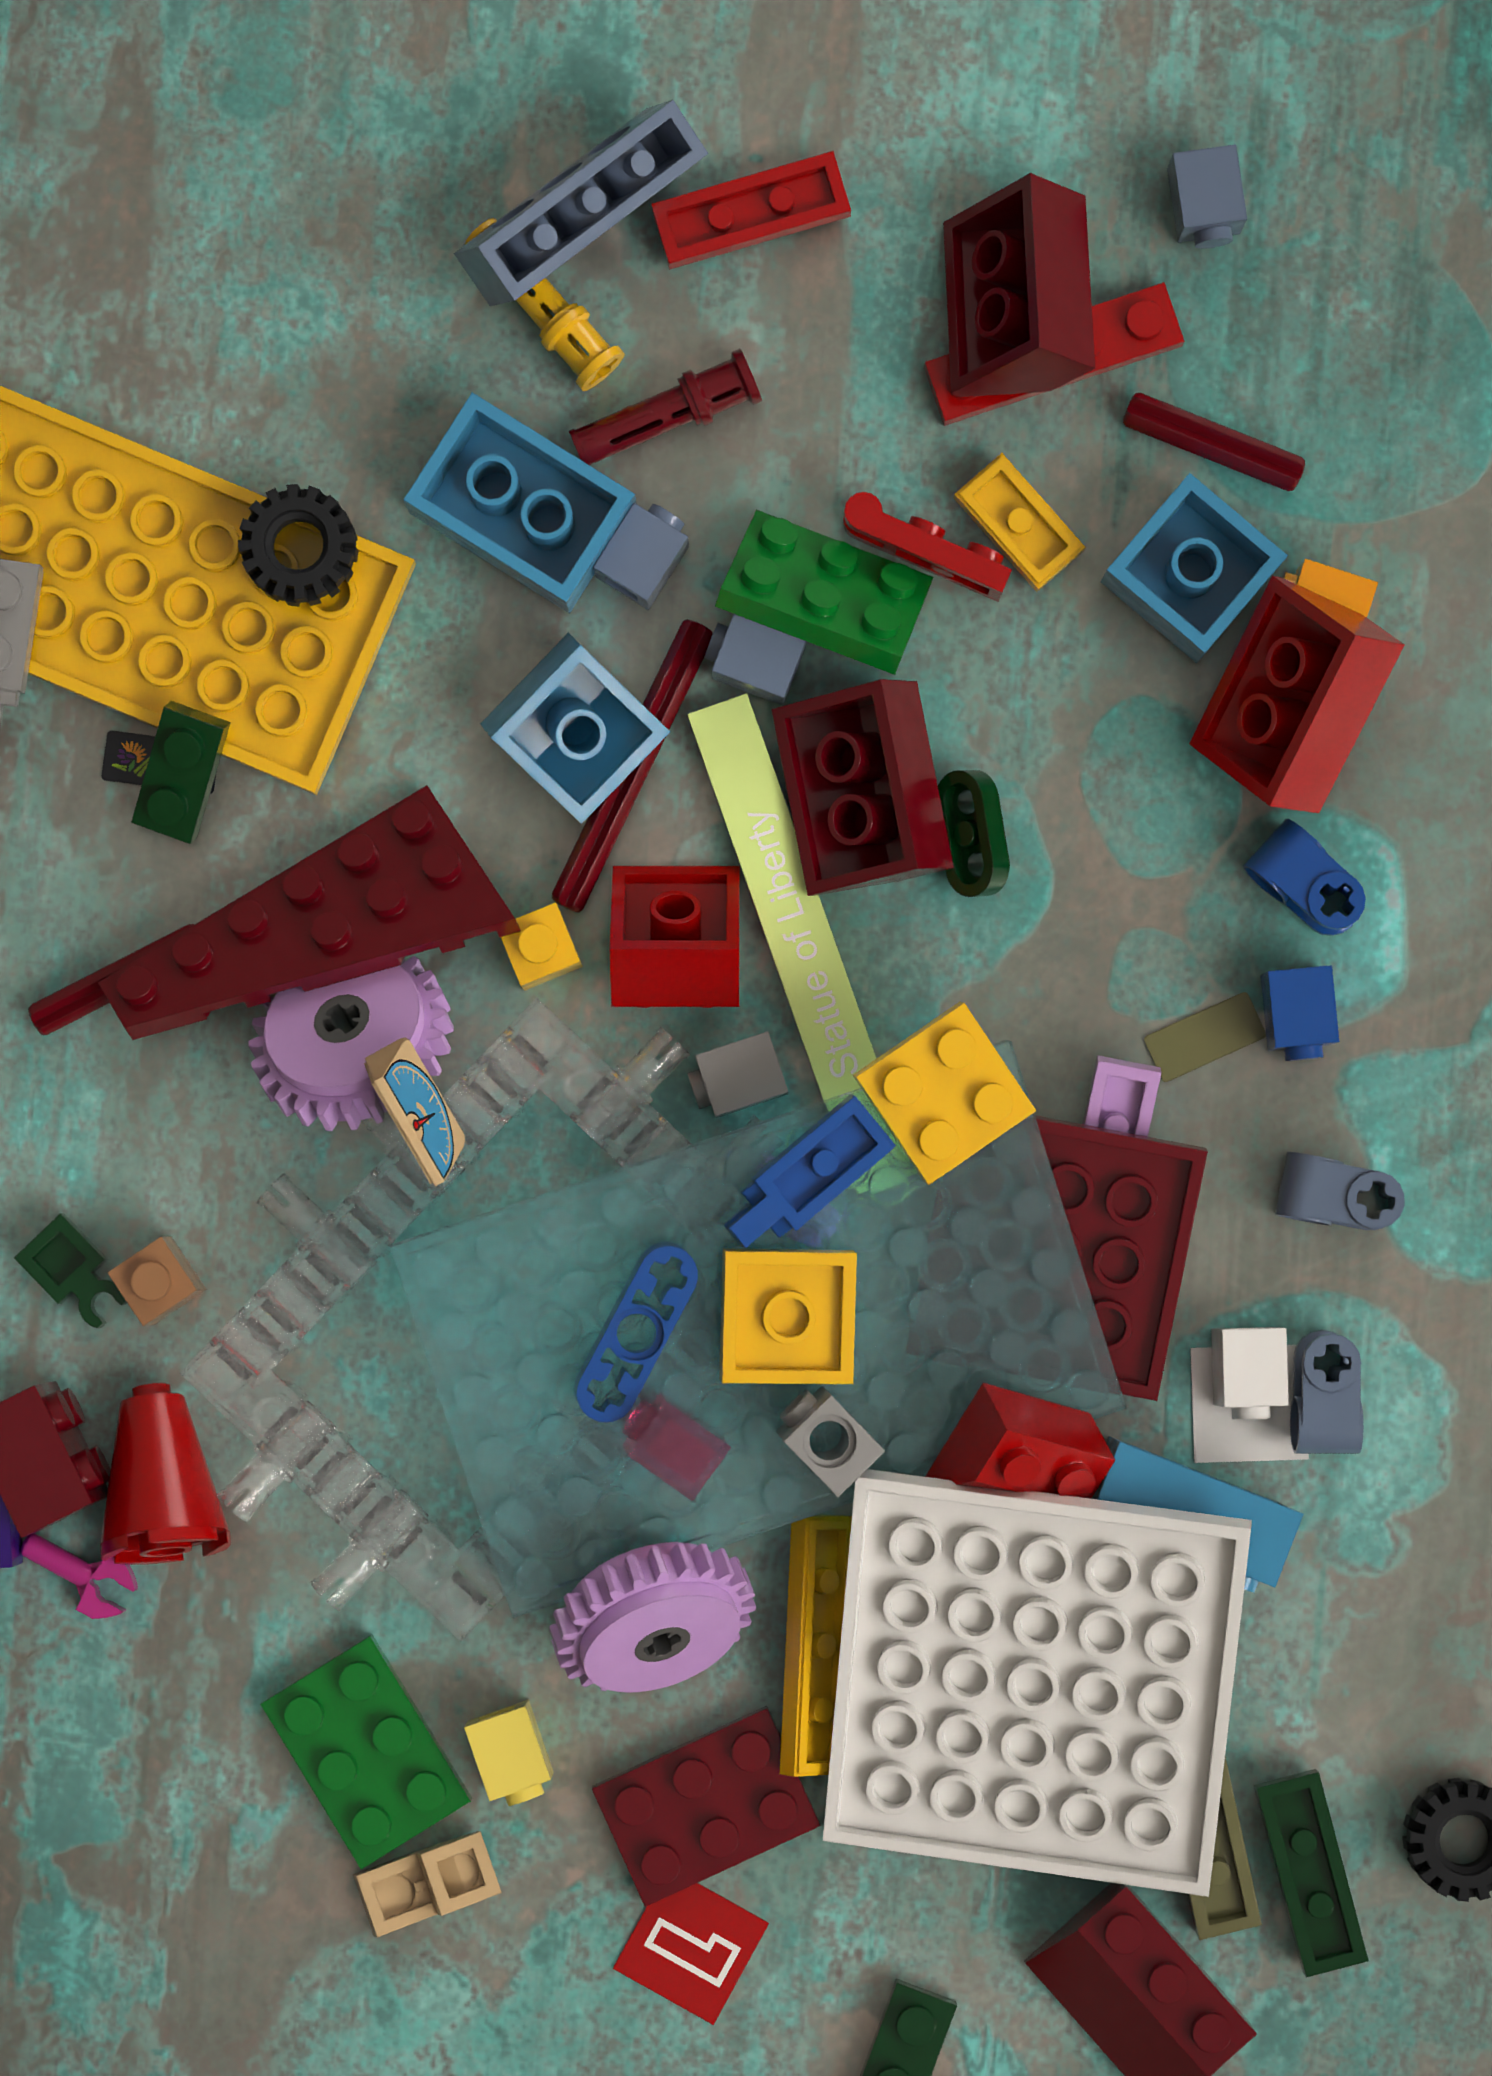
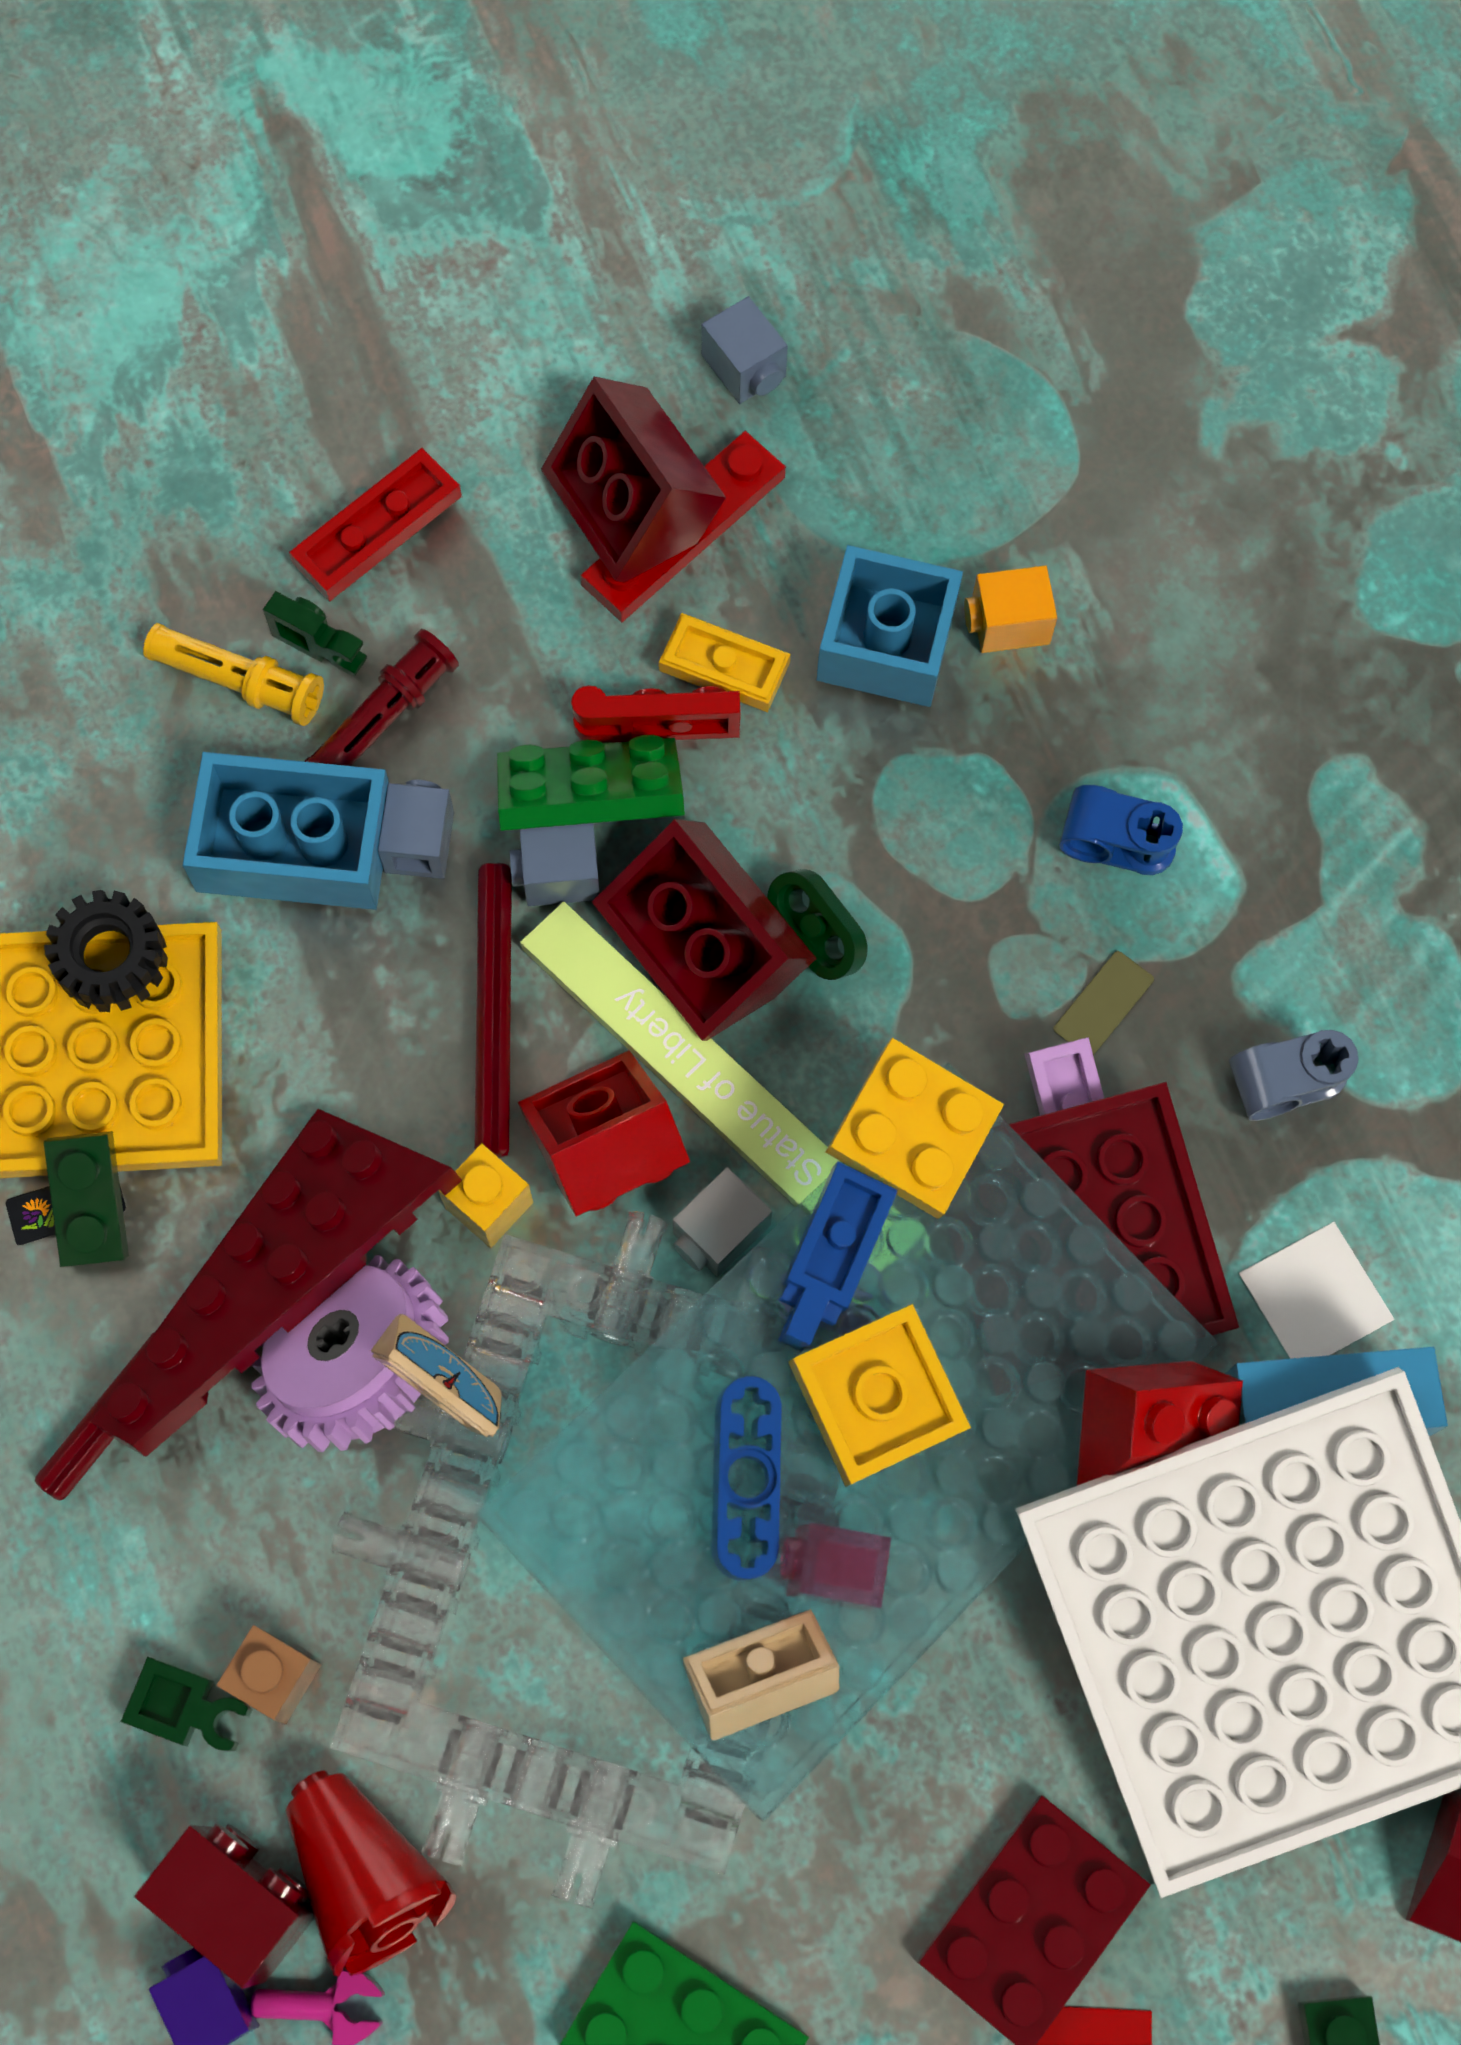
camera: 30 degrees left, 15 degrees down
(510, 1753) = (824, 1968): light yellow brick -> none
(568, 1500) = (762, 1674): none -> tan slope
(574, 728) = (427, 993): dark azure slope -> none
(581, 203) = (225, 569): sand blue brick -> none
(631, 289) = (306, 629): none -> dark green plate
(652, 1617) = (894, 1753): lavender gear -> none
(813, 1641) = (1054, 1708): yellow tile -> none
(844, 1462) = (1003, 1487): light grey brick -> none
(1214, 441) = (857, 530): dark red axle -> none
(1250, 1370) = (1303, 1260): white brick -> none
(1295, 696) = (1029, 680): red slope -> none
(1300, 1011) = (1173, 937): blue brick -> none
(1328, 1409) = (1383, 1256): sand blue piece -> none

